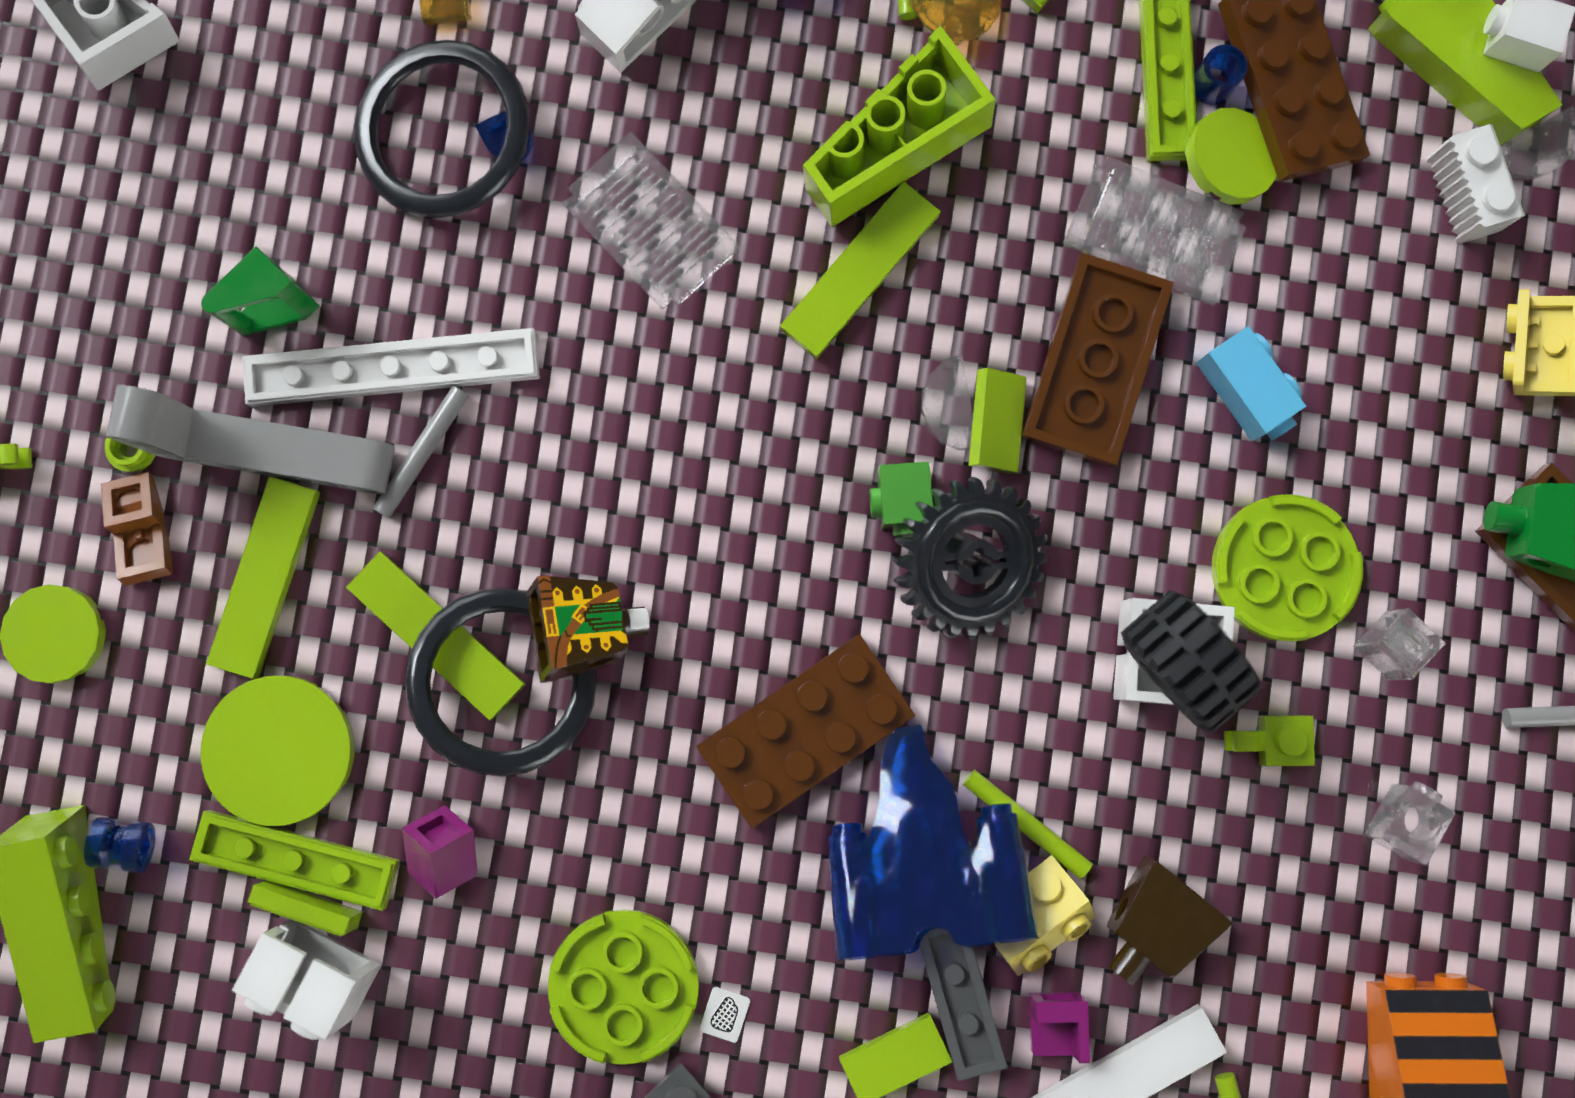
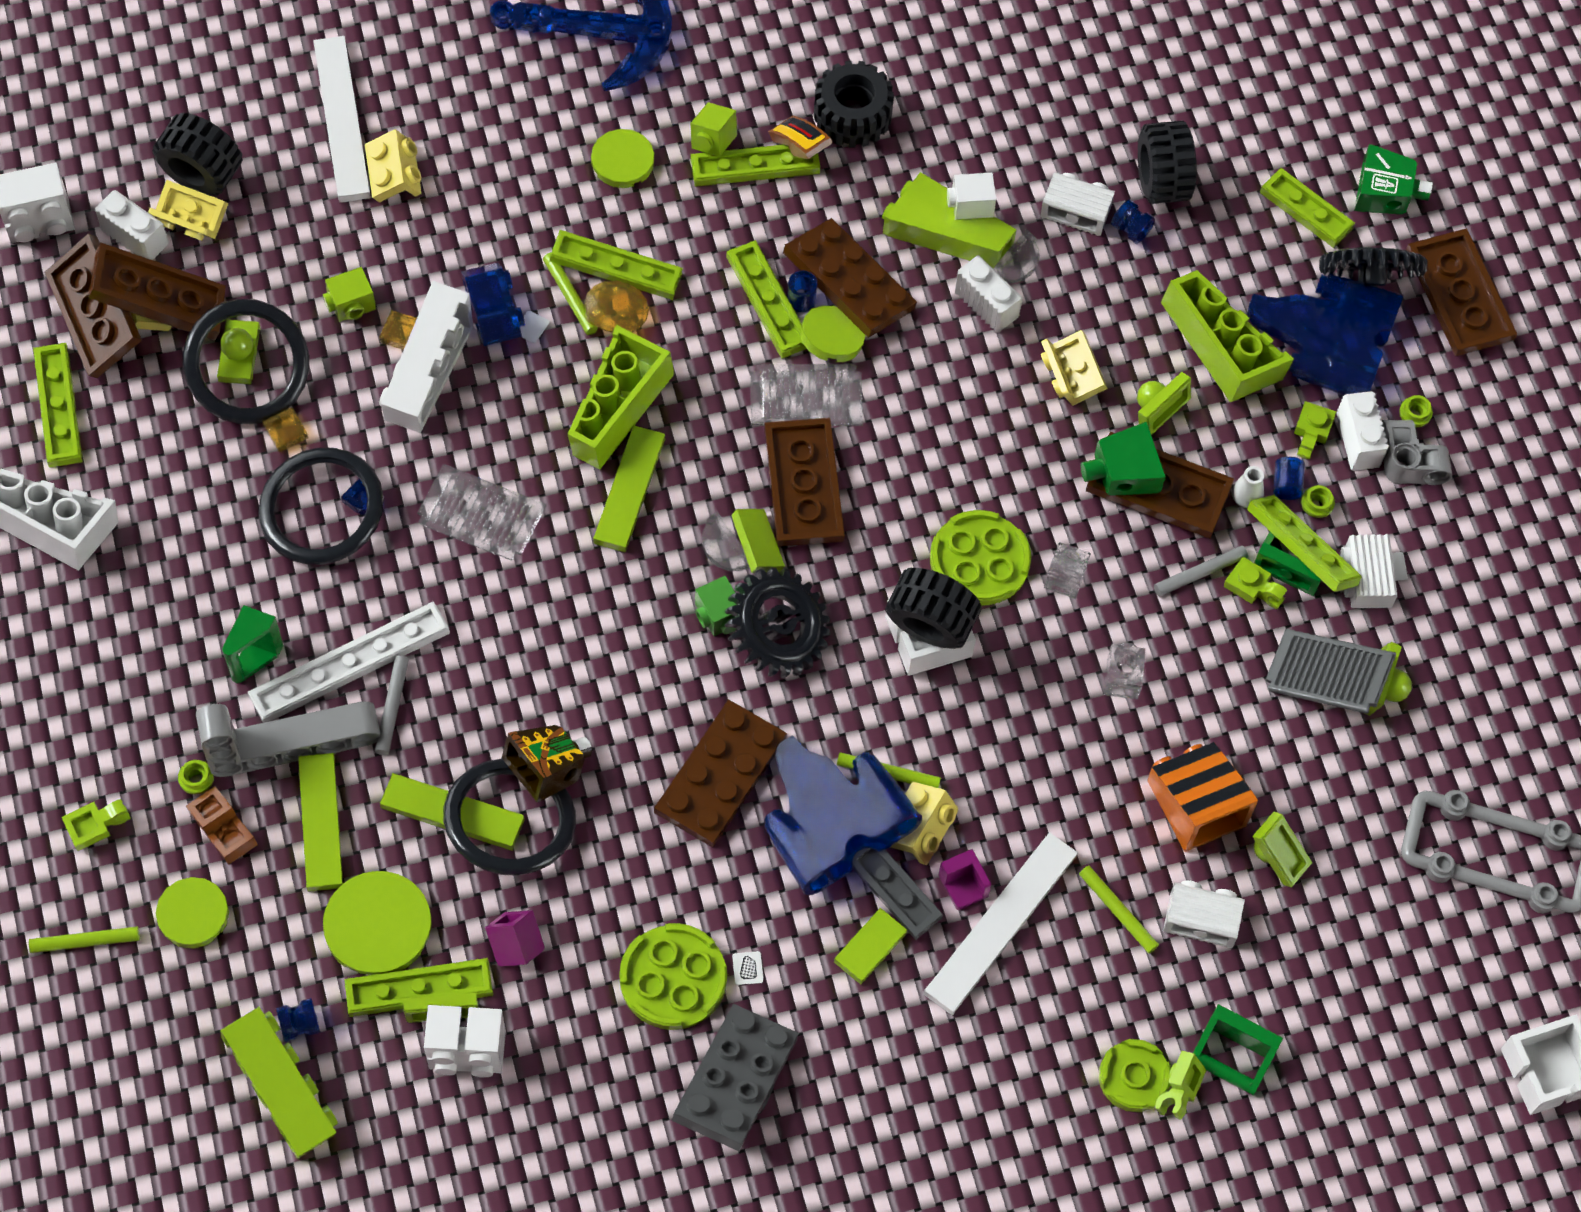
camera: 25 degrees left, 20 degrees down
(1161, 923) = (999, 790): dark brown torso -> none
(1253, 385) = (906, 458): medium azure brick -> none
(1278, 740) = (1022, 657): lime plate -> none

